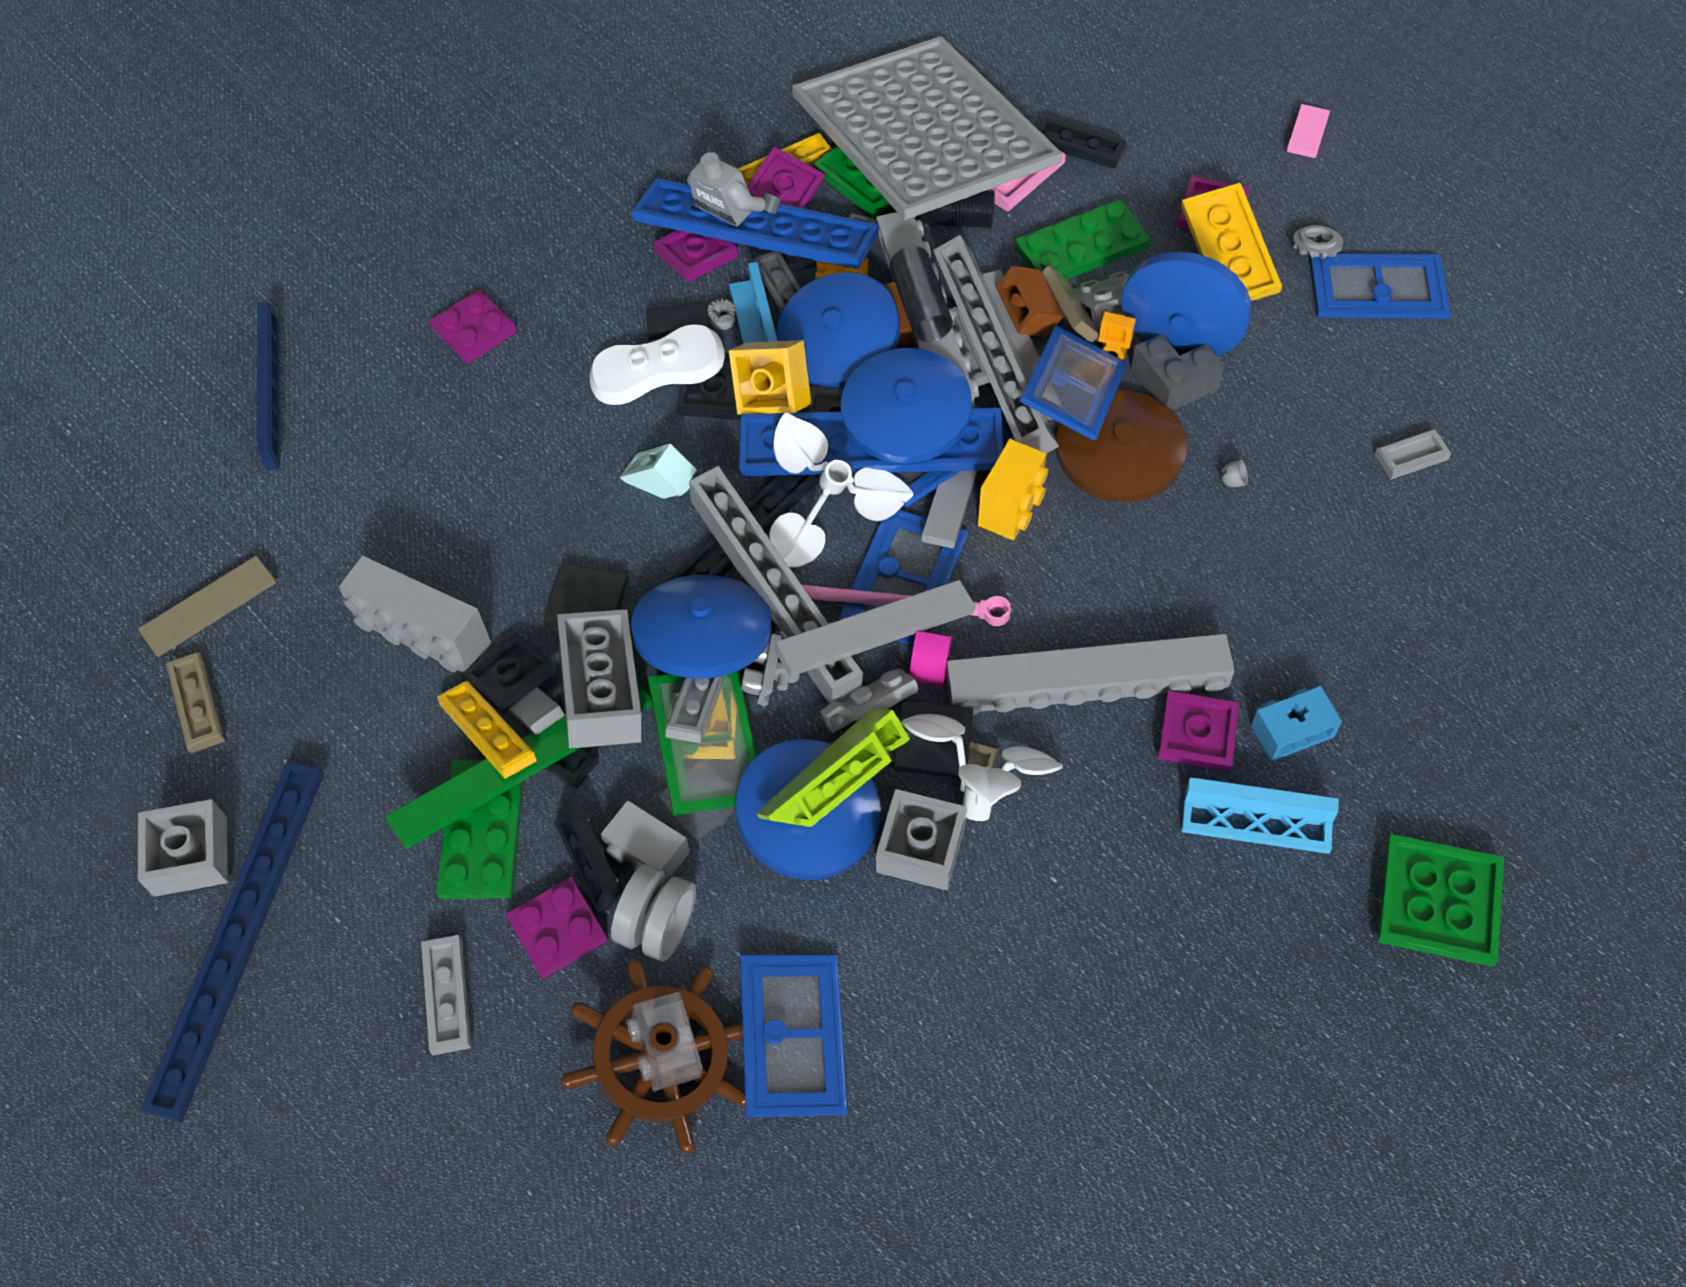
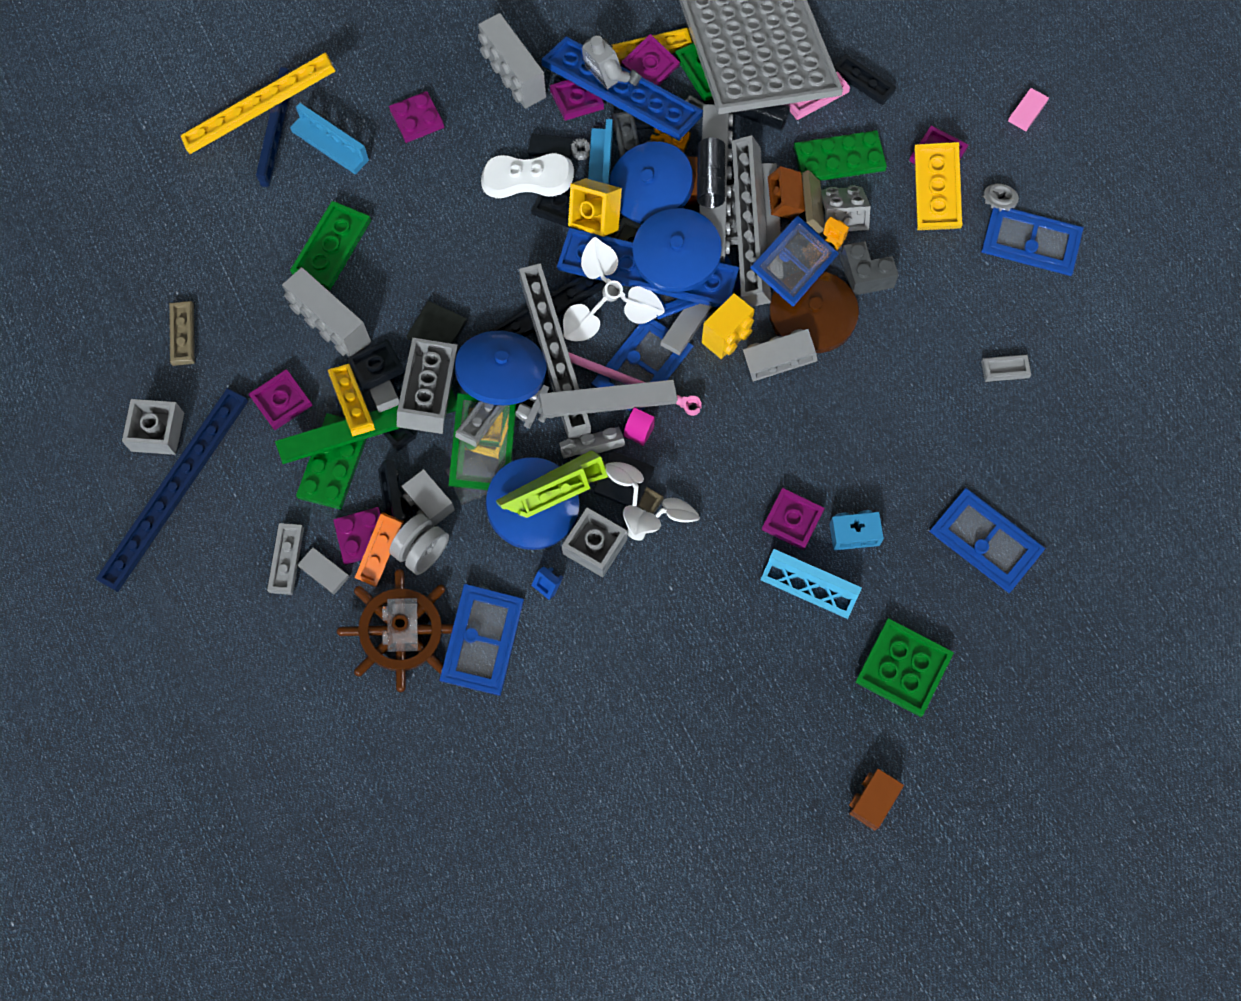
camera: 15 degrees right, 10 degrees up
(206, 606) = (203, 271): dark tan tile -> none
(234, 357) = (257, 103): none -> yellow tile
(353, 384) = (329, 139): none -> dark azure fence
(374, 758) = (280, 399): none -> magenta plate
(396, 517) = (332, 243): none -> green plate
(510, 997) = (323, 571): none -> light grey tile
(591, 222) = (511, 61): none -> light grey brick
(592, 939) = (378, 548): none -> orange plate
(660, 472) = (507, 253): light aqua slope -> none
(866, 920) = (547, 582): none -> blue tile
(1090, 674) = (737, 463): light grey brick -> none
(1098, 510) = (780, 354): none -> light grey brick
(1188, 302) = (885, 226): blue dish -> none
(1235, 474) = (881, 352): light grey hinge -> none
(1478, 1109) = (875, 799): none -> dark orange brick
(1483, 689) = (987, 540): none -> blue door

